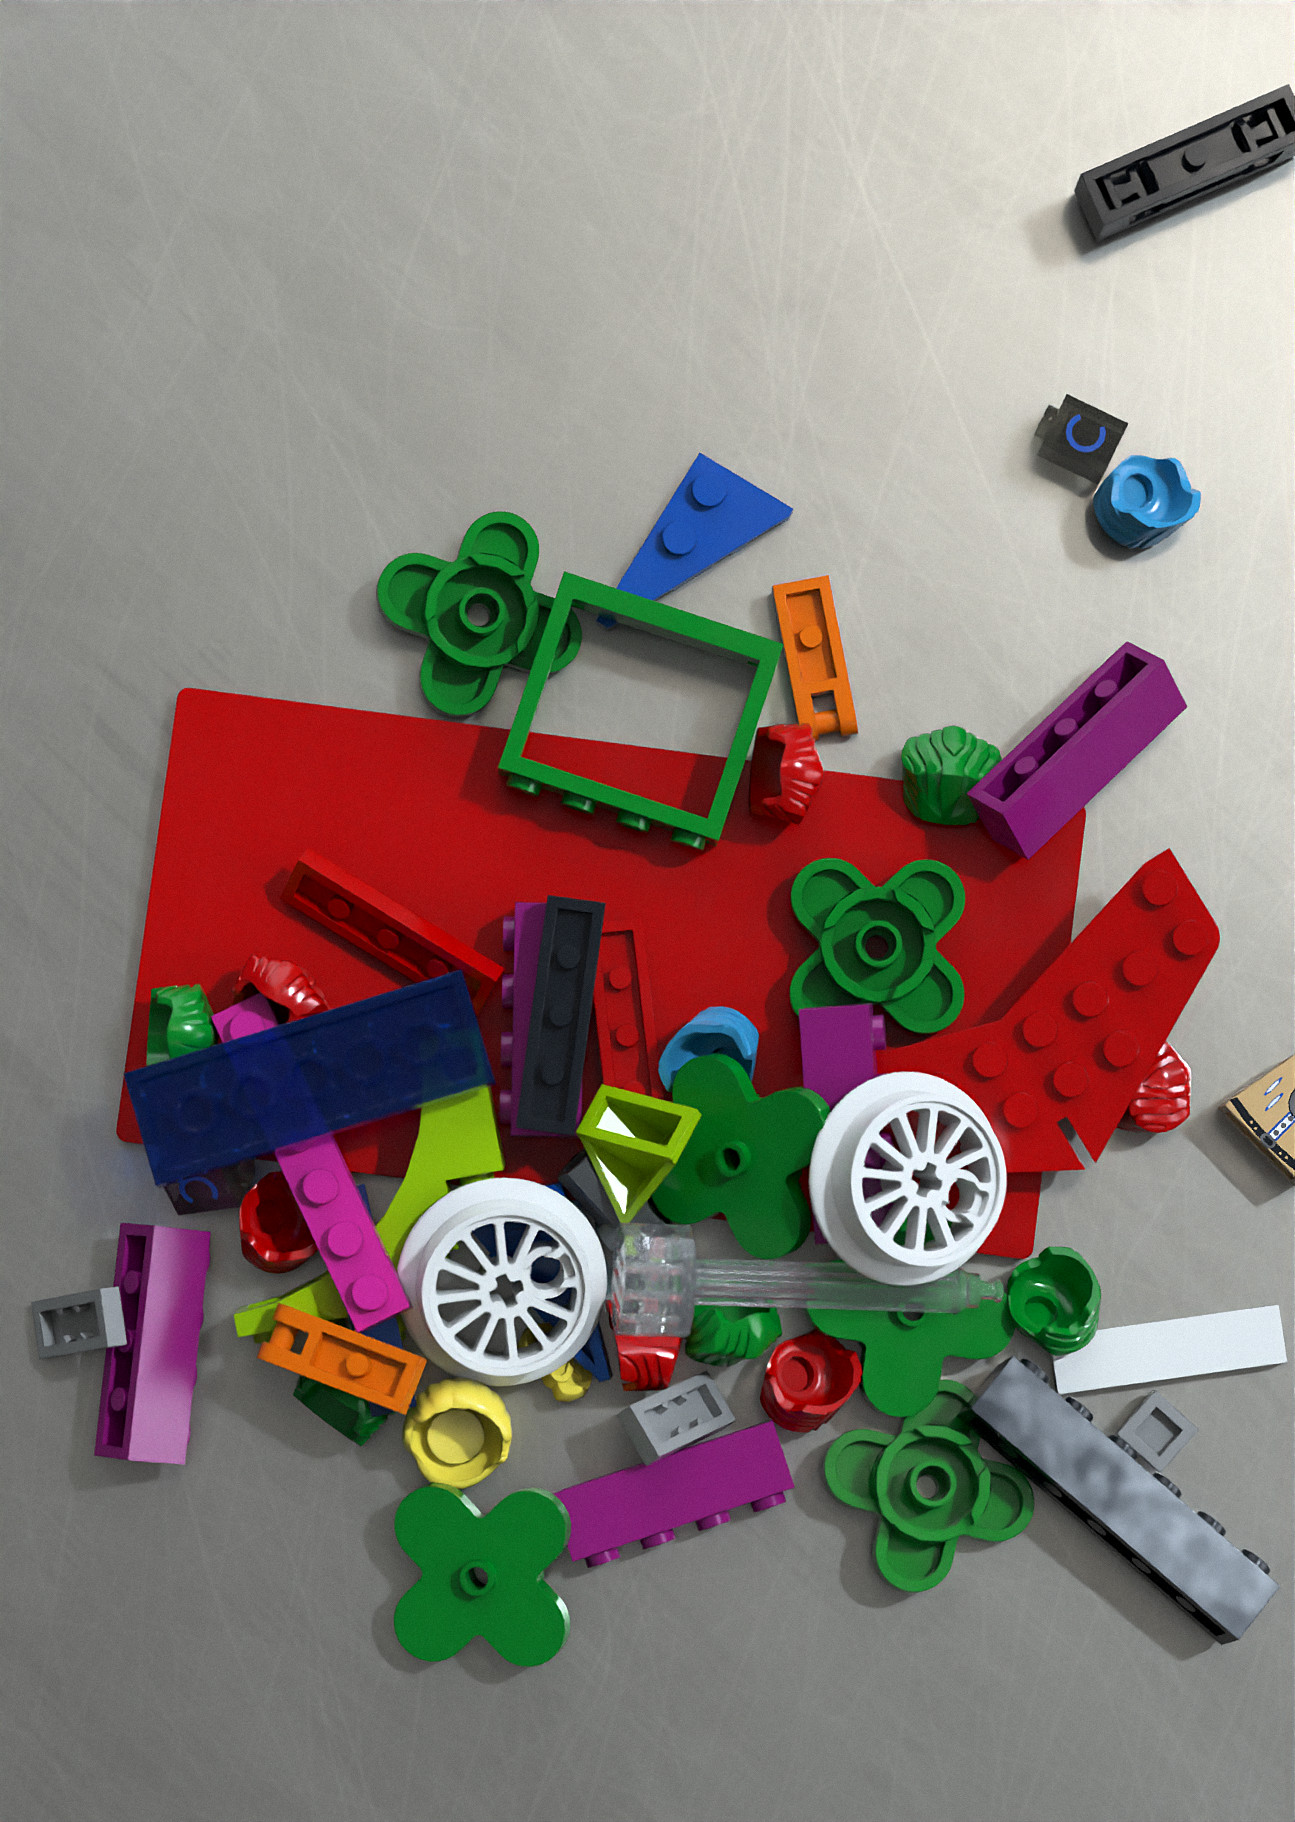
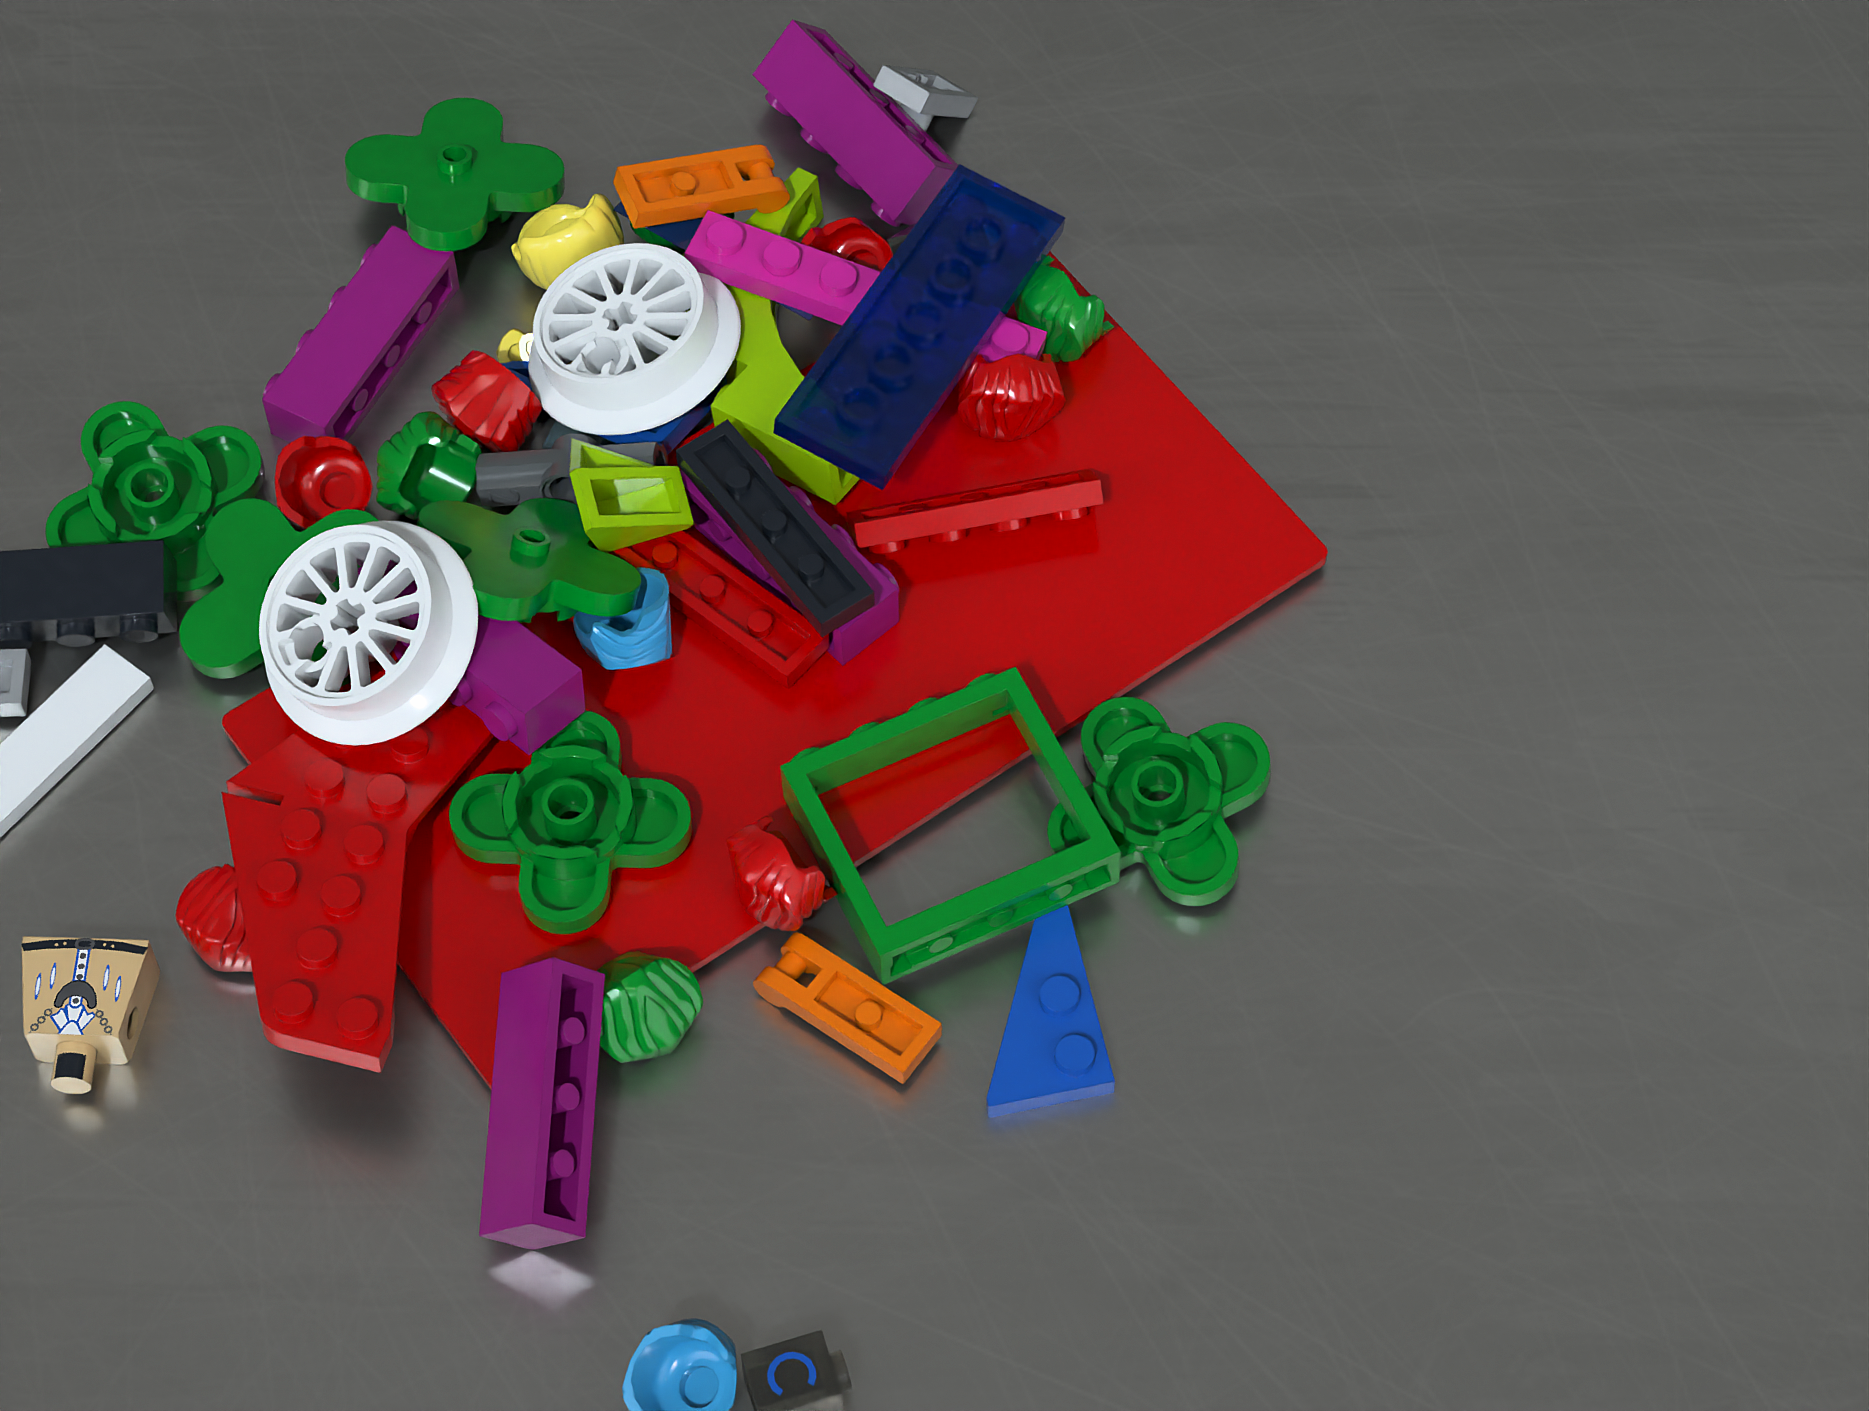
camera: 140 degrees right, 25 degrees down
(661, 1281) = (503, 412): clear piece -> none
(676, 1417) = (403, 371): light grey tile -> none
(1055, 1300) = (167, 693): green hair -> none

